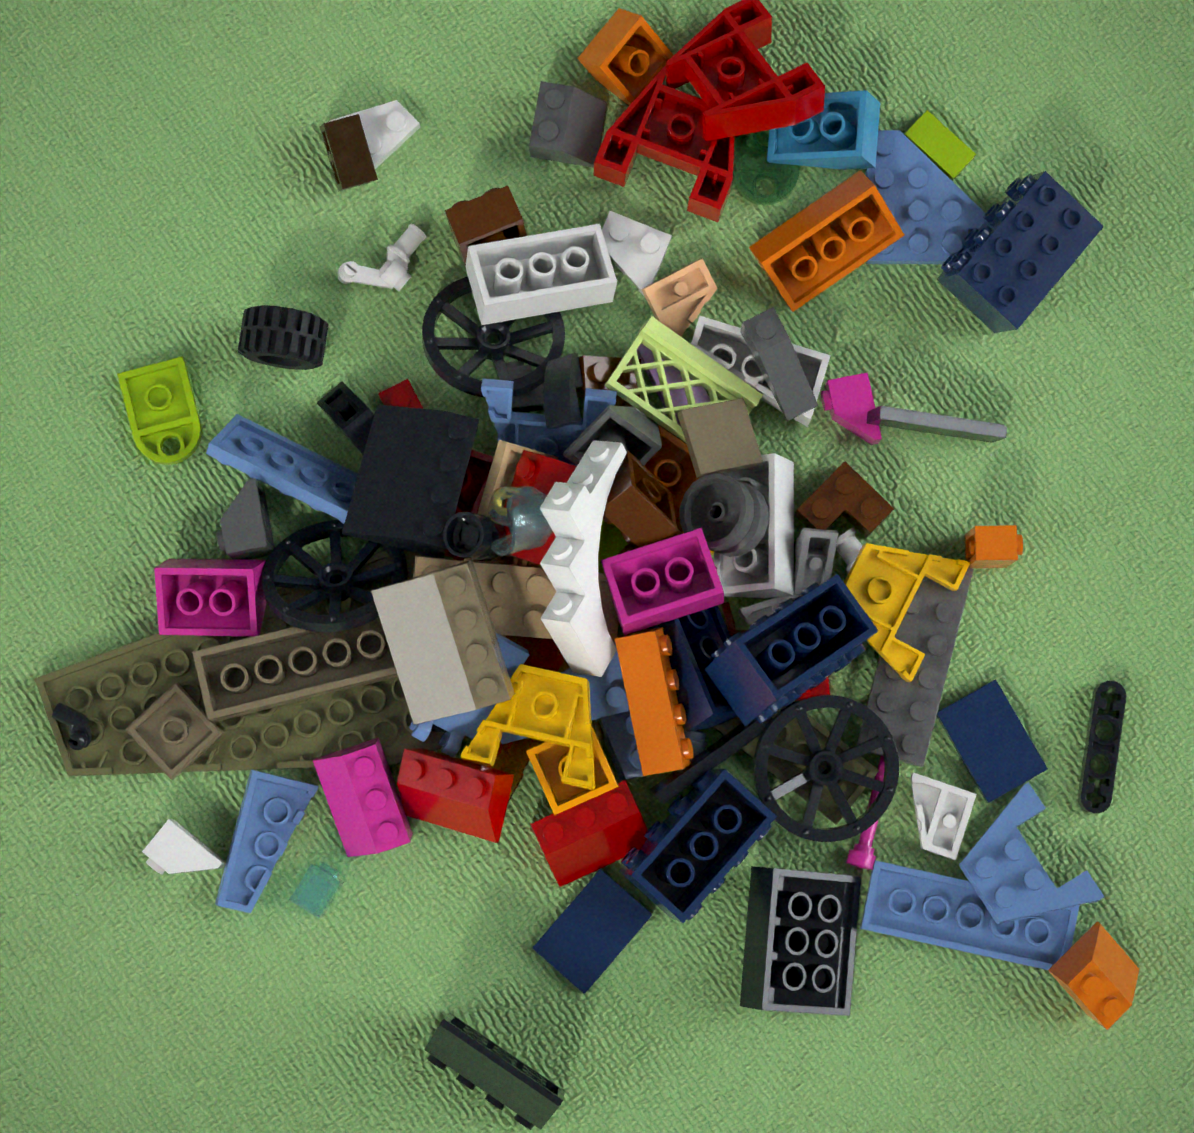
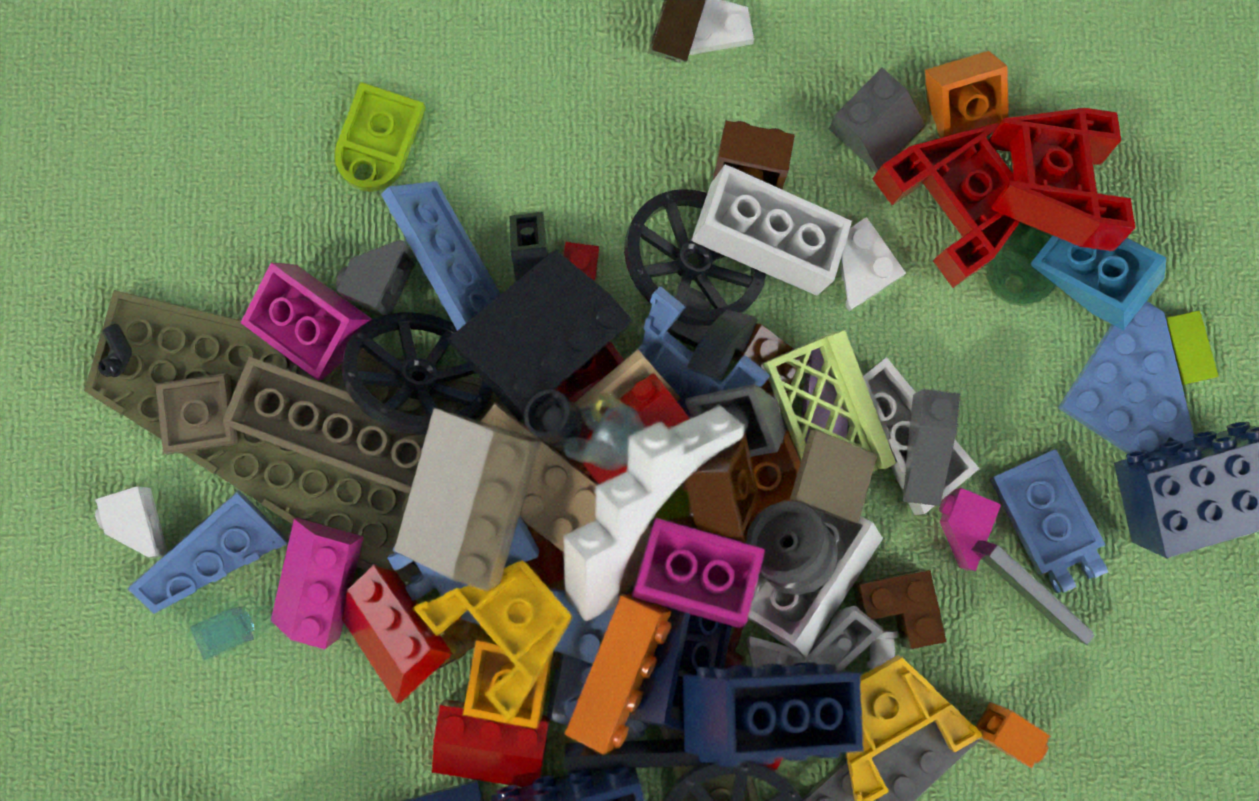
camera: 30 degrees right, 0 degrees up
(283, 337) = (515, 139): black tyre -> none
(394, 270) = (648, 147): white pin -> none
(681, 295) = (880, 329): light nougat wing -> none
(827, 240) = (1041, 365): orange slope -> none
(916, 357) = (1051, 519): none -> medium blue tile

